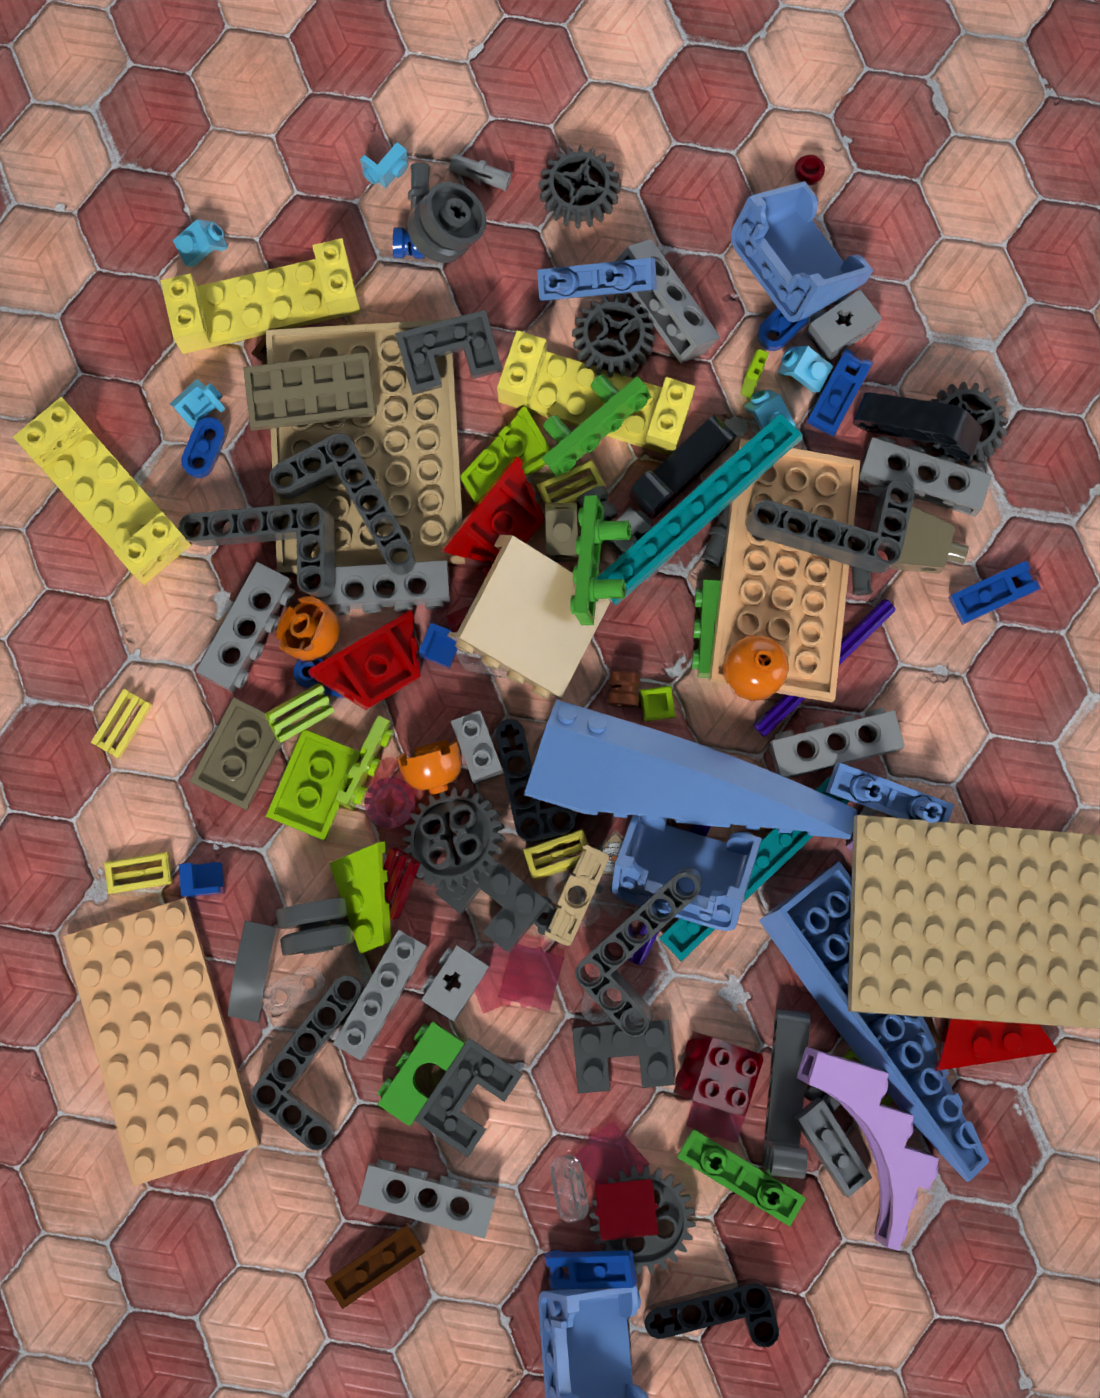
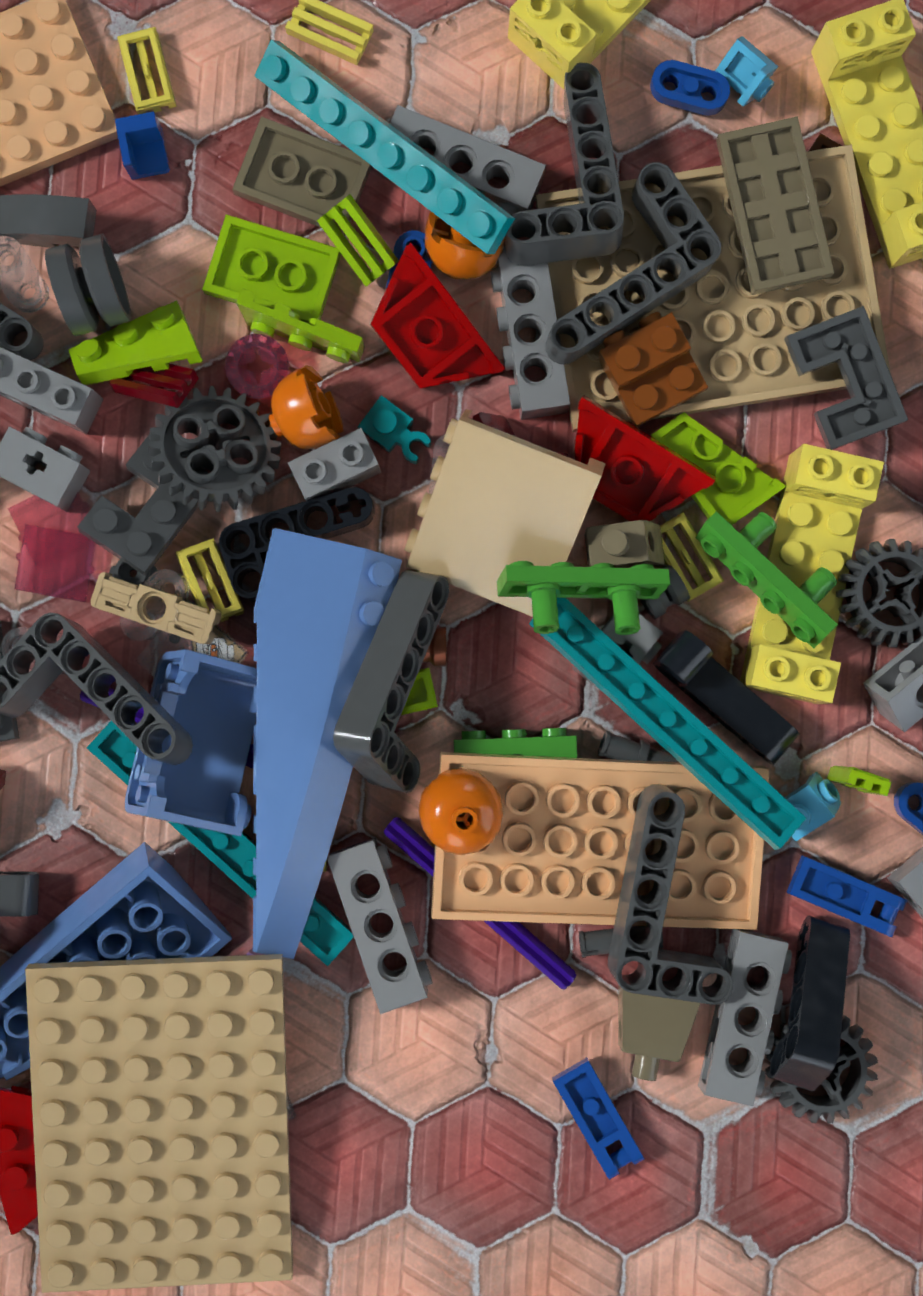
camera: 80 degrees right, 5 degrees up
(229, 685) = (384, 147): none -> teal plate
(425, 496) = (651, 368): none -> dark orange plate
(438, 646) = (458, 399): blue panel -> none
(447, 703) = (389, 427): none -> teal plate
(669, 724) = (384, 682): none -> dark grey beam
(805, 367) = (875, 848): medium azure bracket -> none
(886, 795) = (314, 997): medium blue plate -> none

